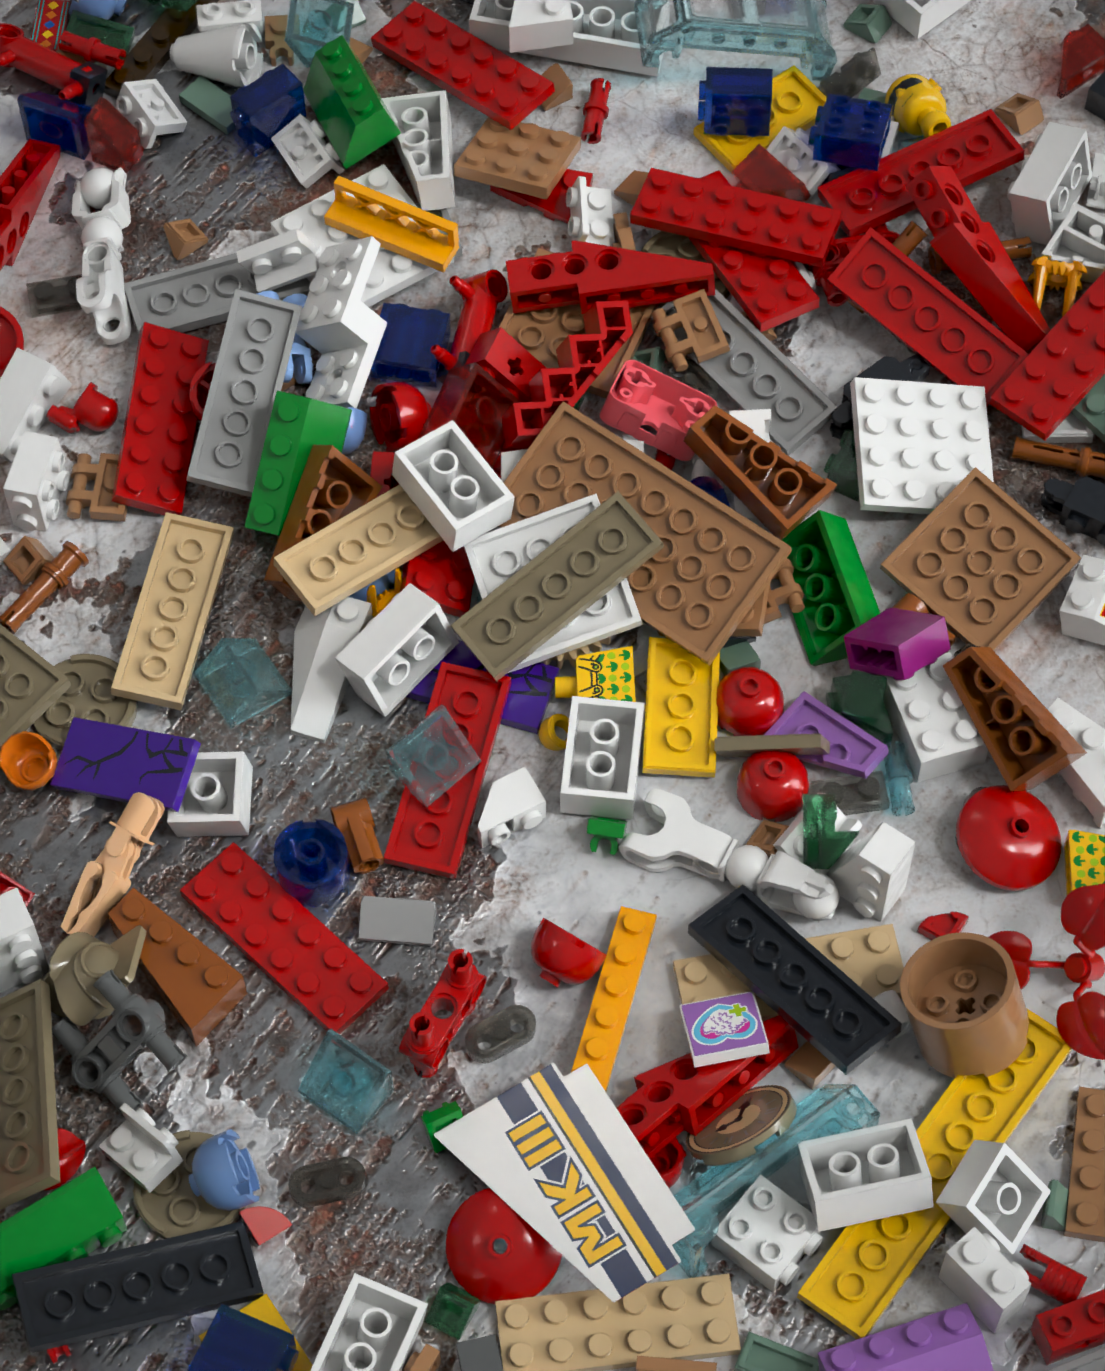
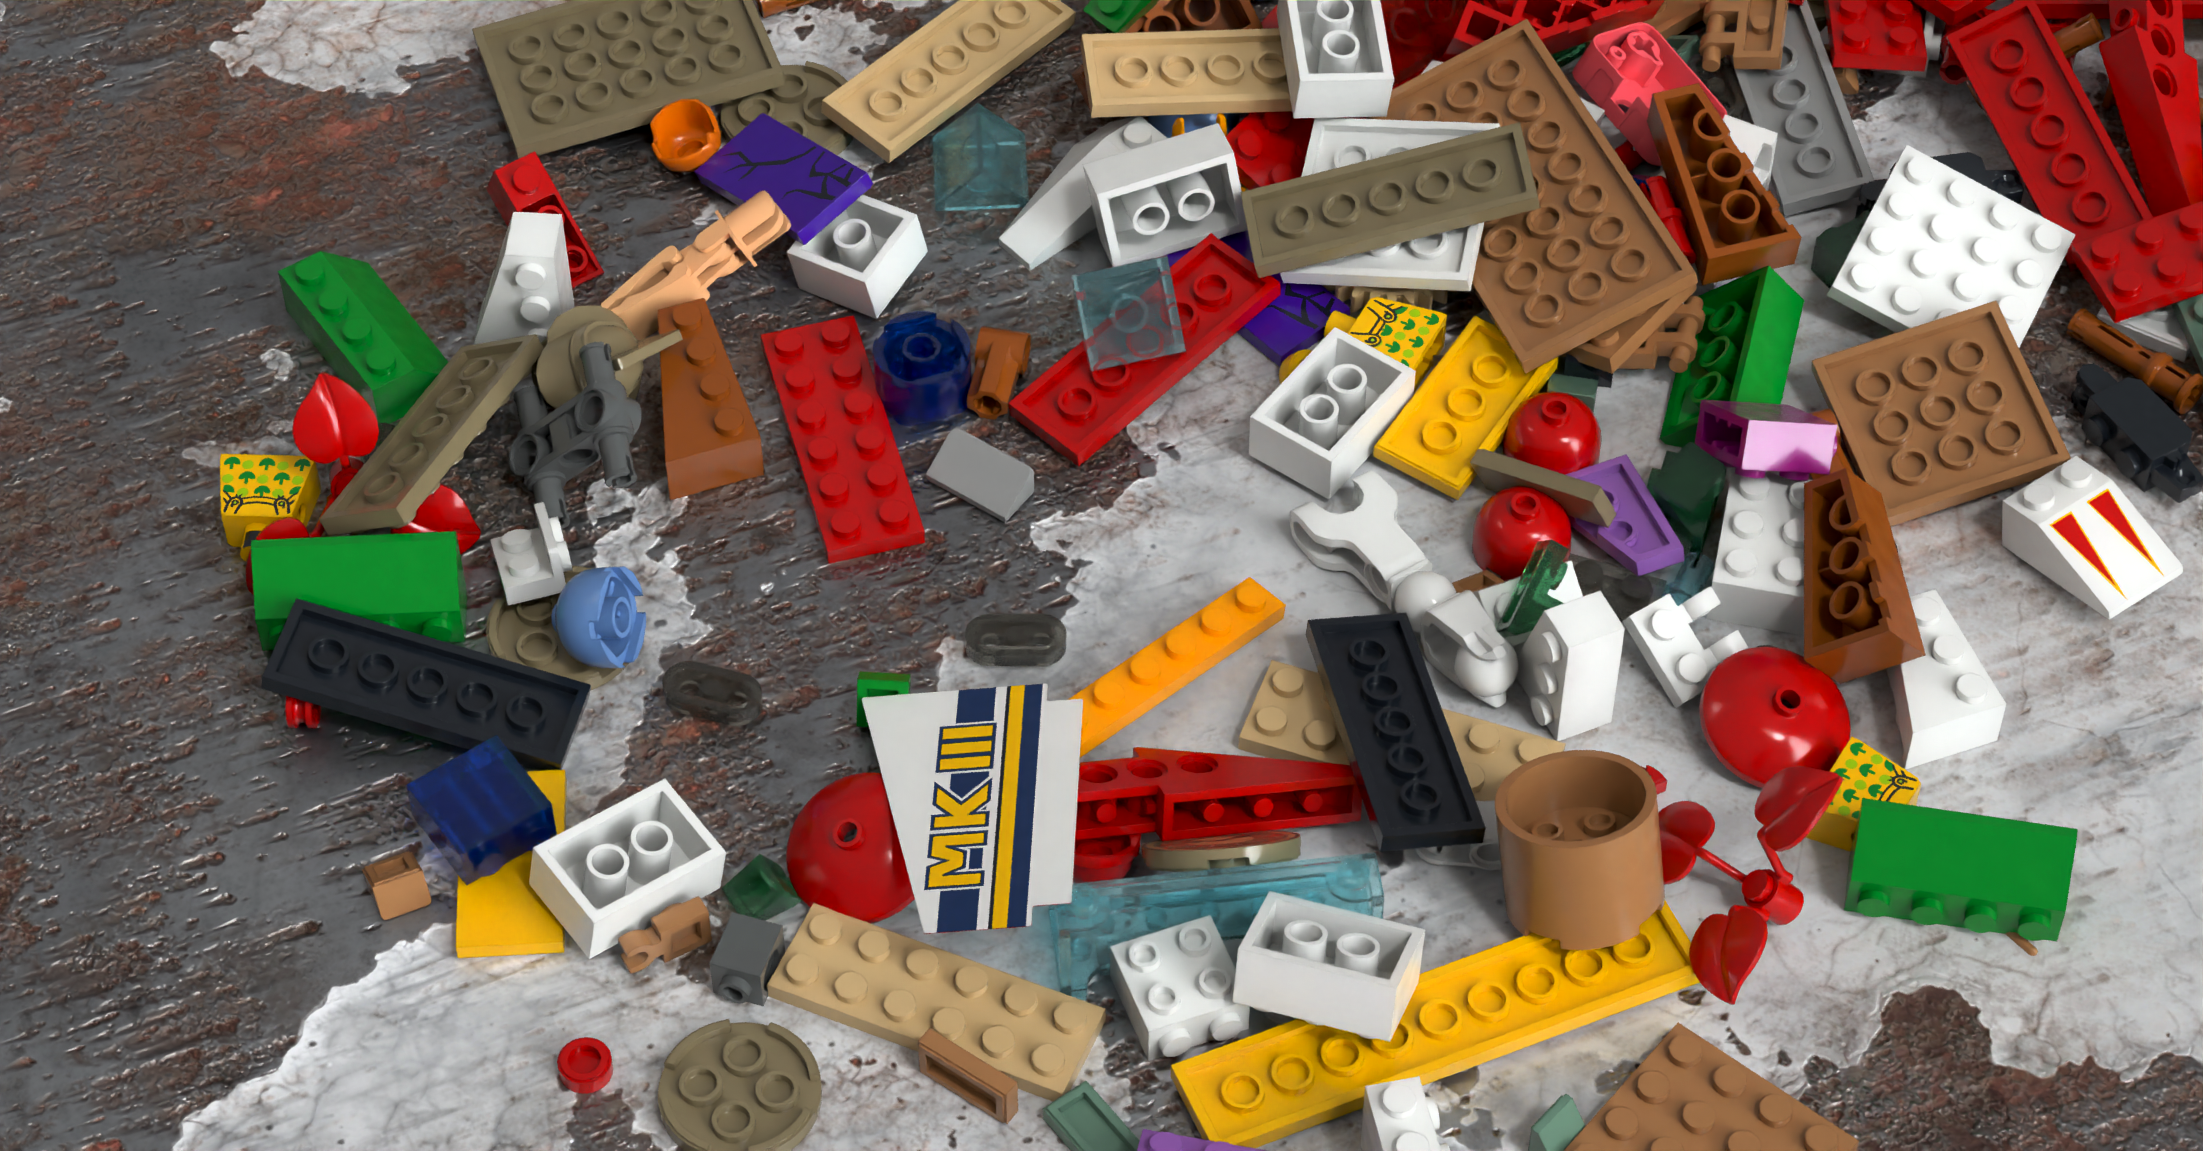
camera: 30 degrees right, 10 degrees down
(264, 1223) = (614, 701): tile -> none
(346, 1082) = (805, 604): clear light blue slope -> none
(456, 992) = (952, 571): red piece -> none
(510, 806) = (1187, 419): white slope -> none
(563, 955) = (1142, 590): red cylinder -> none
(606, 829) = (1285, 490): green tile -> none
(724, 1029) = (1272, 743): tile -> none
(731, 499) = (1670, 215): none -> red pin
(809, 1065) = (1360, 839): medium nougat slope -> none
(919, 821) = (1672, 647): none -> white plate
(994, 1194) = (1478, 1071): white brick -> none

